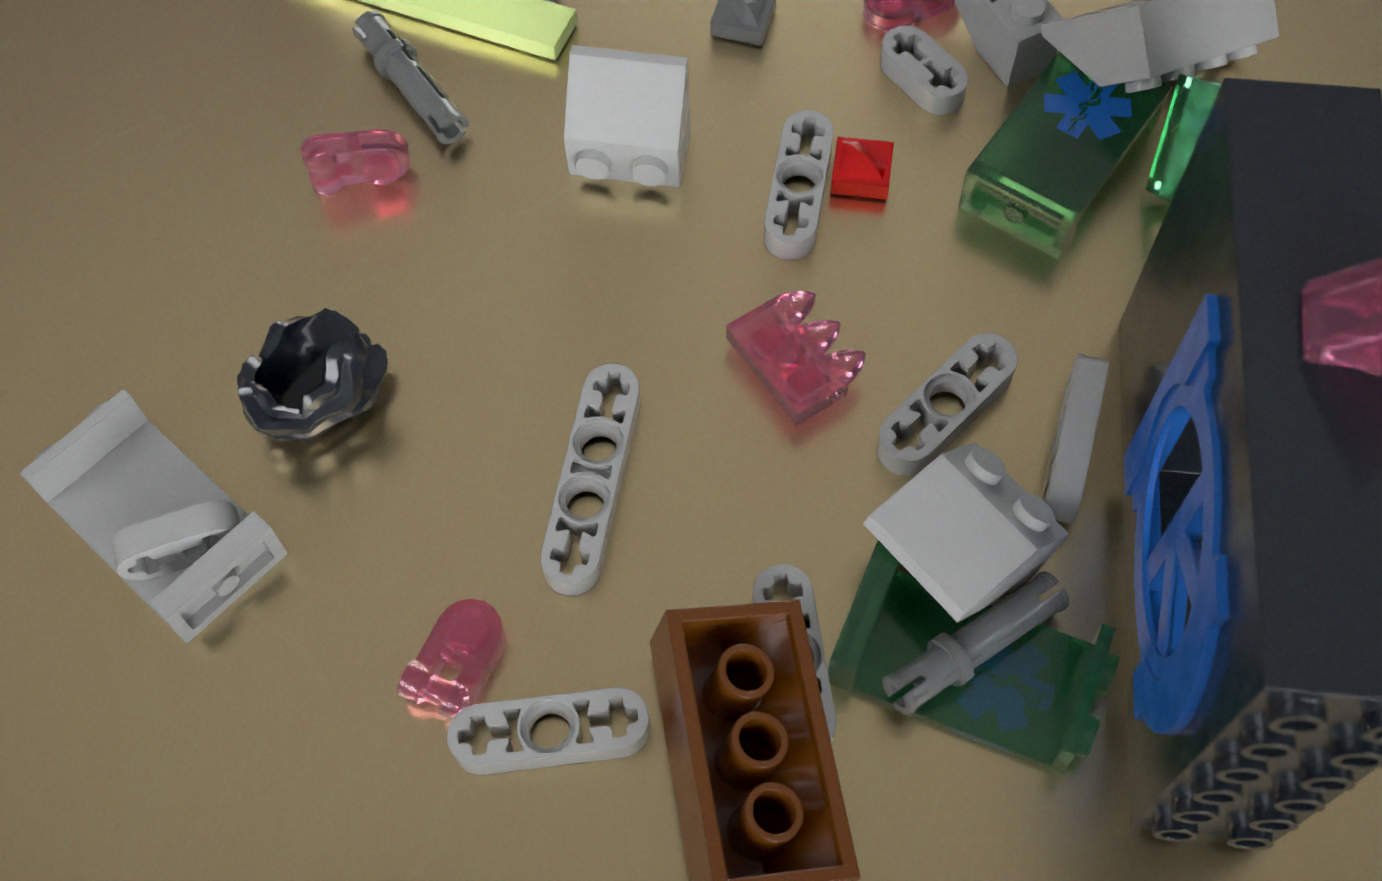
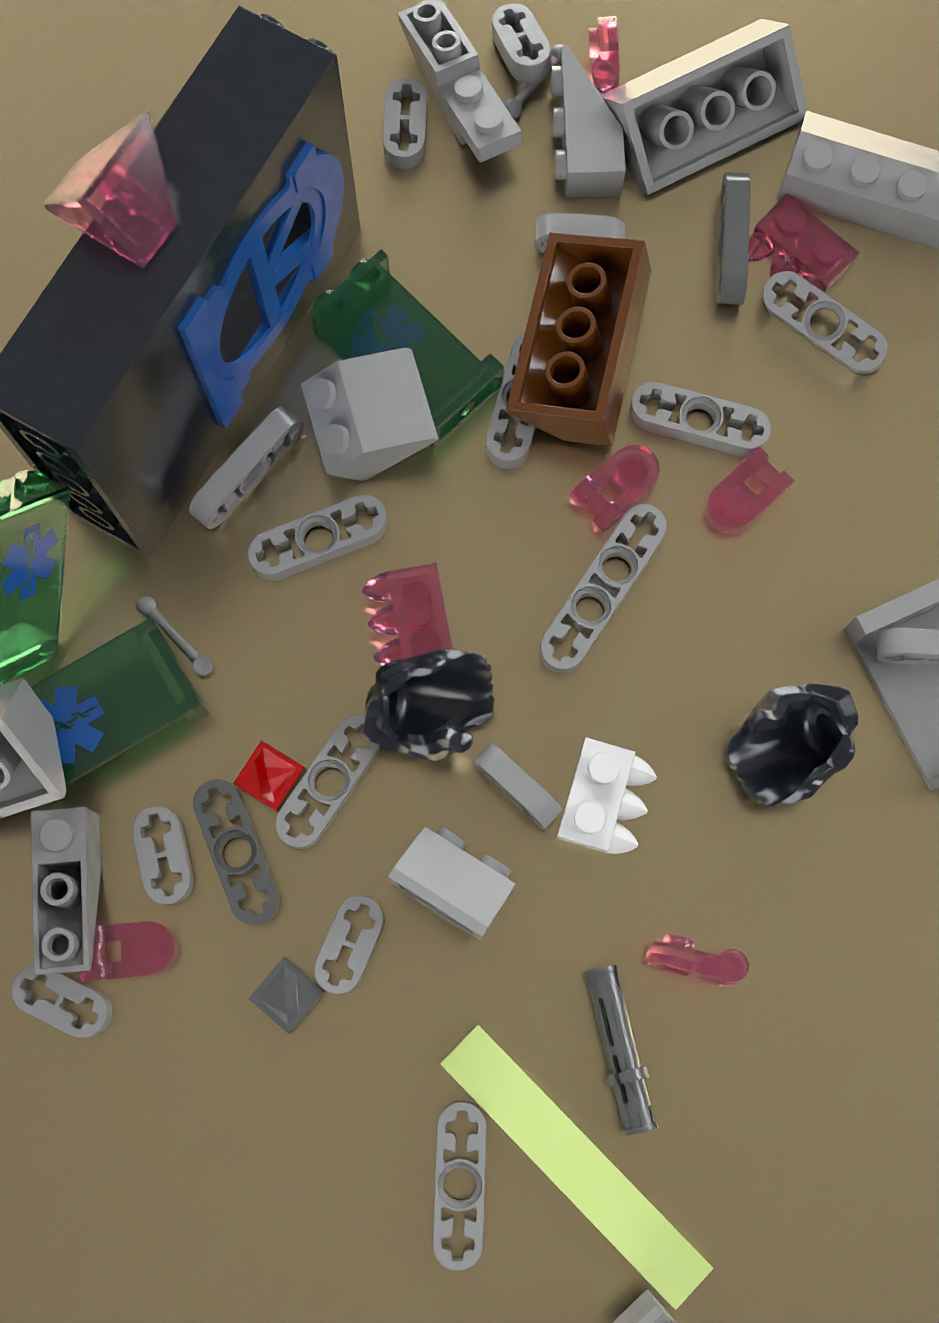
camera: 160 degrees left, 15 degrees up
(510, 276) = (600, 798): none -> white plate
(603, 240) = (517, 786): none -> light grey beam
(612, 617) = (629, 472): none -> clear pink plate
(707, 67) = (337, 940): none -> light grey beam
(734, 262) = (429, 703): none -> black hair
(848, 75) = (208, 822): none -> dark grey beam
(955, 656) = (426, 345): dark grey pin -> none
(993, 240) = (201, 664): none -> light grey hinge

